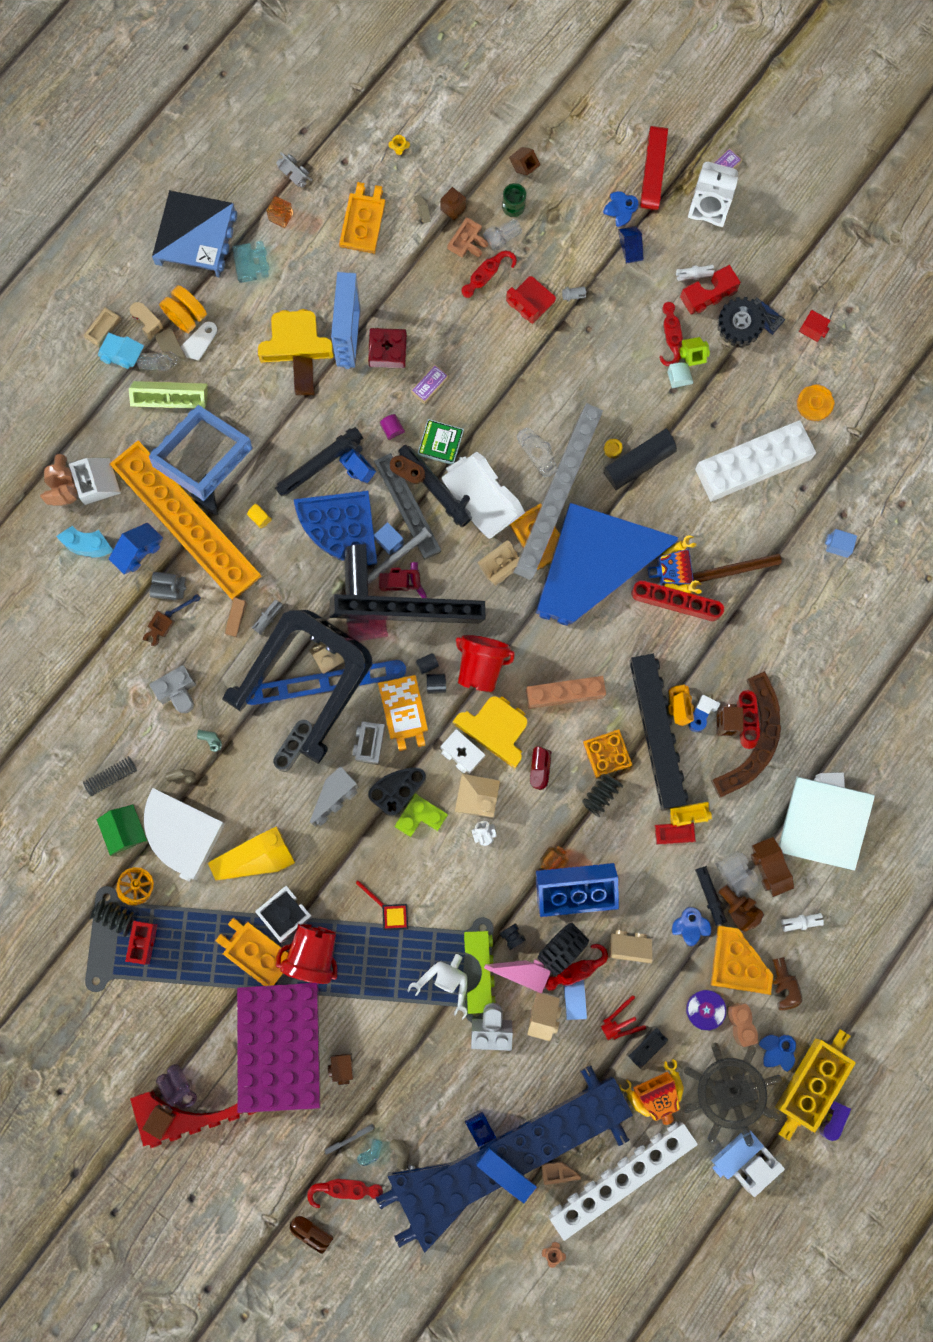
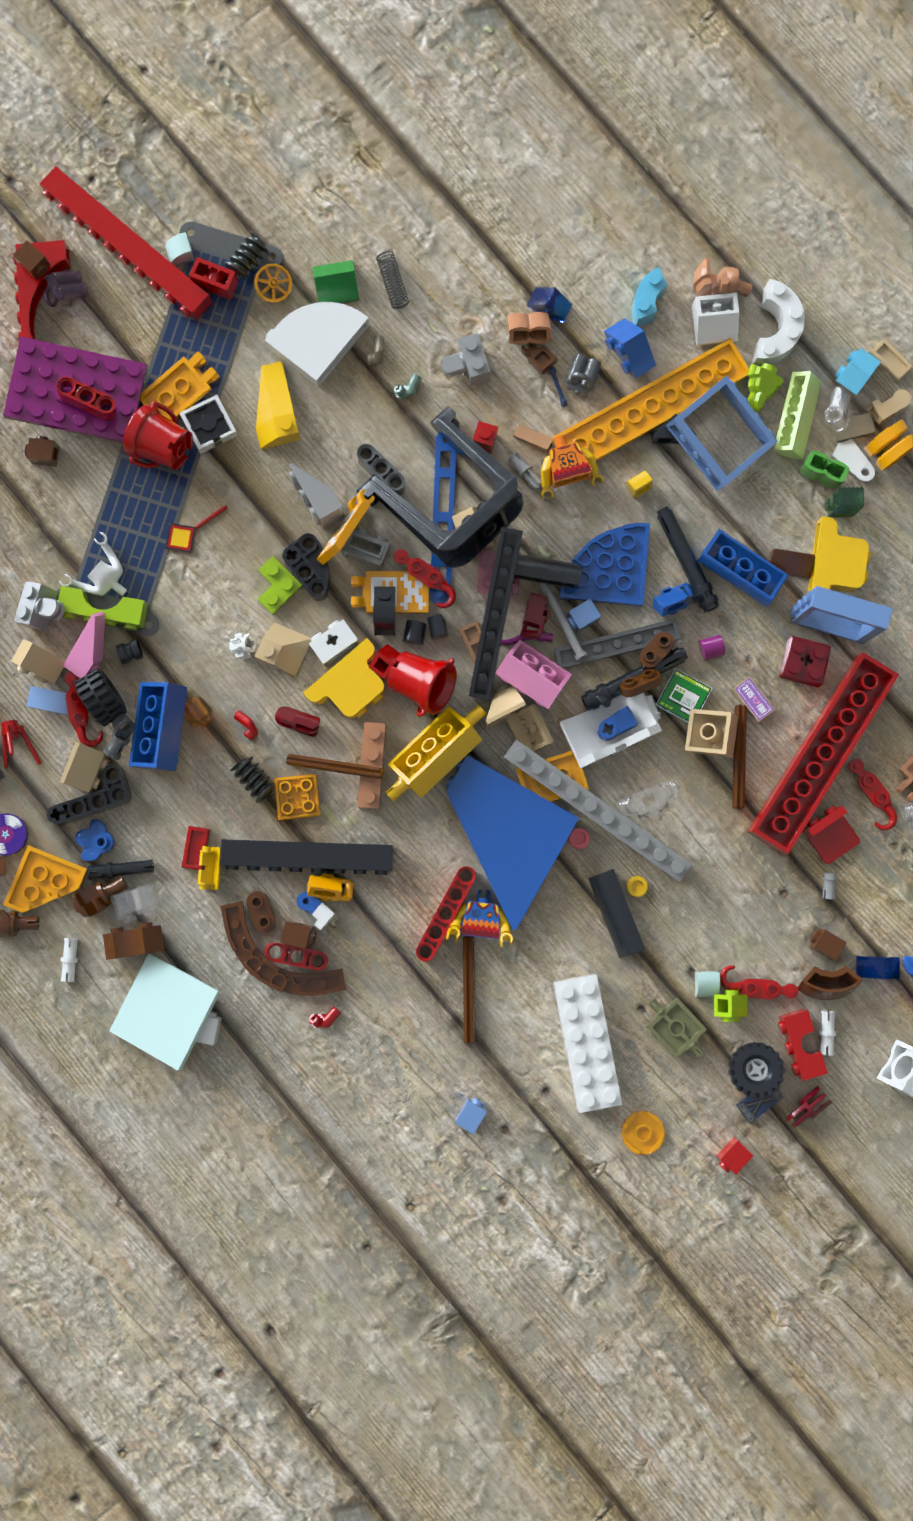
camera: 105 degrees right, 5 degrees up
(84, 416) = (790, 317): none -> white brick
(105, 629) = (550, 301): none -> clear blue slope
(117, 985) = (179, 249): none -> light aqua brick
(120, 1040) = (125, 243): none -> red brick
(134, 641) = (528, 328): none -> nougat brick
(147, 428) = (762, 384): none -> lime rock
(215, 361) = (828, 472): none -> bright green brick
(241, 338) = (845, 502): none -> clear green brick
(243, 658) = (485, 436): none -> red brick
(257, 579) = (567, 465): none -> torso
(288, 1040) = (81, 390): none -> red beam
(317, 413) = (742, 568): none -> blue brick
(357, 761) = (346, 526): none -> light orange tile
(383, 682) = (427, 575): none -> red piece
(423, 711) = (384, 611): none -> black brick
(430, 631) = (471, 637): none -> medium nougat tile
(440, 475) = (639, 684): none -> reddish brown plate
(453, 568) = (533, 674): none -> bright pink brick
(464, 317) = (822, 753): none -> red brick
(468, 411) = (711, 733): none -> tan slope
(469, 700) = (384, 660): none -> red brick
(476, 488) = (620, 722): none -> blue piece
(481, 386) = (739, 758): none -> reddish brown axle
(486, 588) = (504, 704): none -> tan slope
(541, 638) = (435, 752): none -> yellow brick
(552, 812) = (247, 722): none -> red arm
(575, 723) = (335, 766): none -> reddish brown axle
(584, 501) = (579, 838): none -> coral tile
(587, 922) = (120, 737): none -> dark grey connector
(623, 285) = (827, 944): none -> reddish brown brick
(657, 277) = (829, 984): none -> reddish brown brick
(657, 940) = (89, 800): none -> black beam
(716, 761) = (262, 911): none -> reddish brown plate
(723, 392) = (676, 1027): none -> olive plate
(759, 276) = (808, 1107): none -> dark red arm
(794, 684) = (324, 1020): none -> red arm

